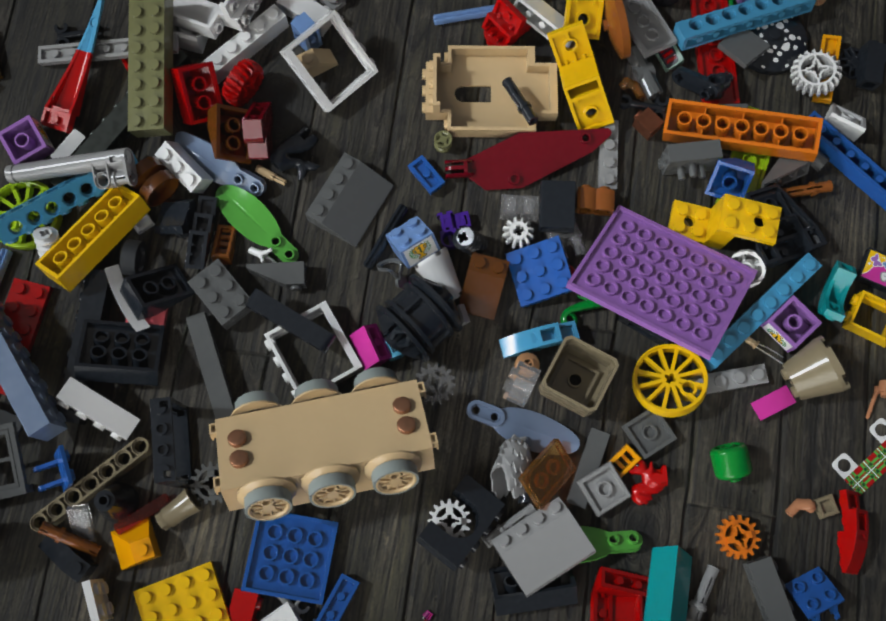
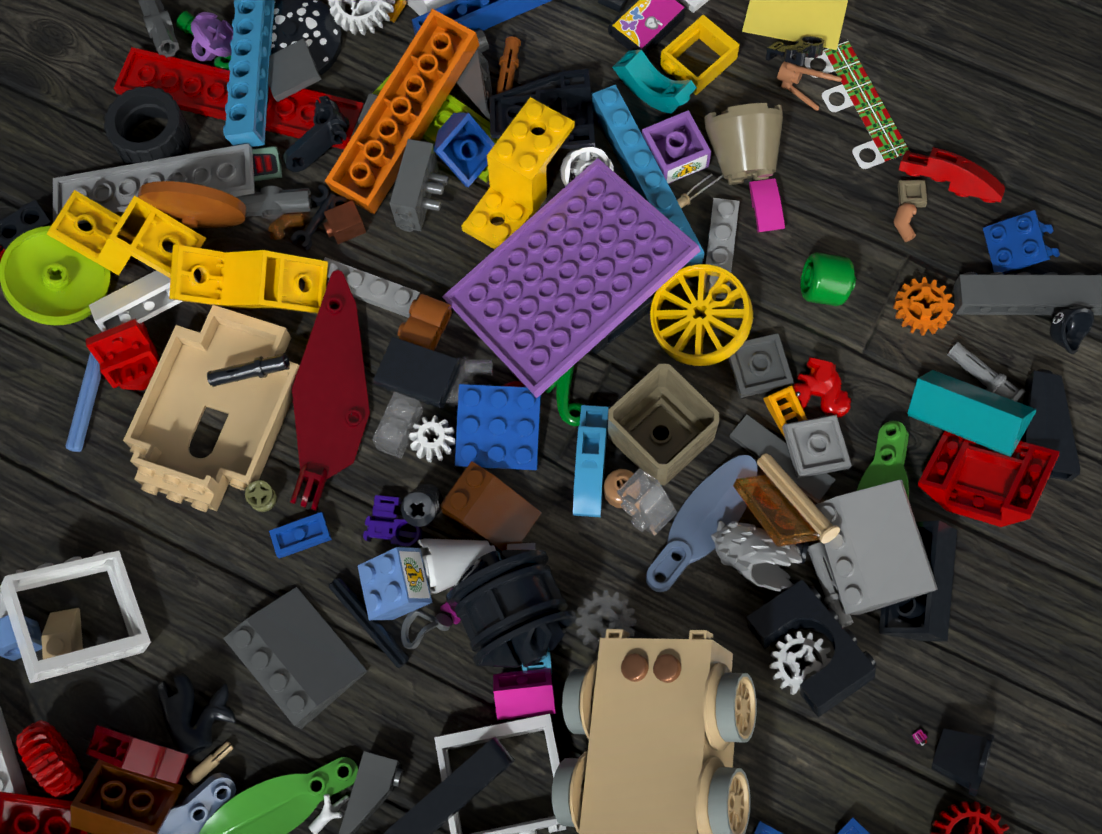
camera: 65 degrees left, 5 degrees down
(559, 484) = (798, 498): none -> tan axle

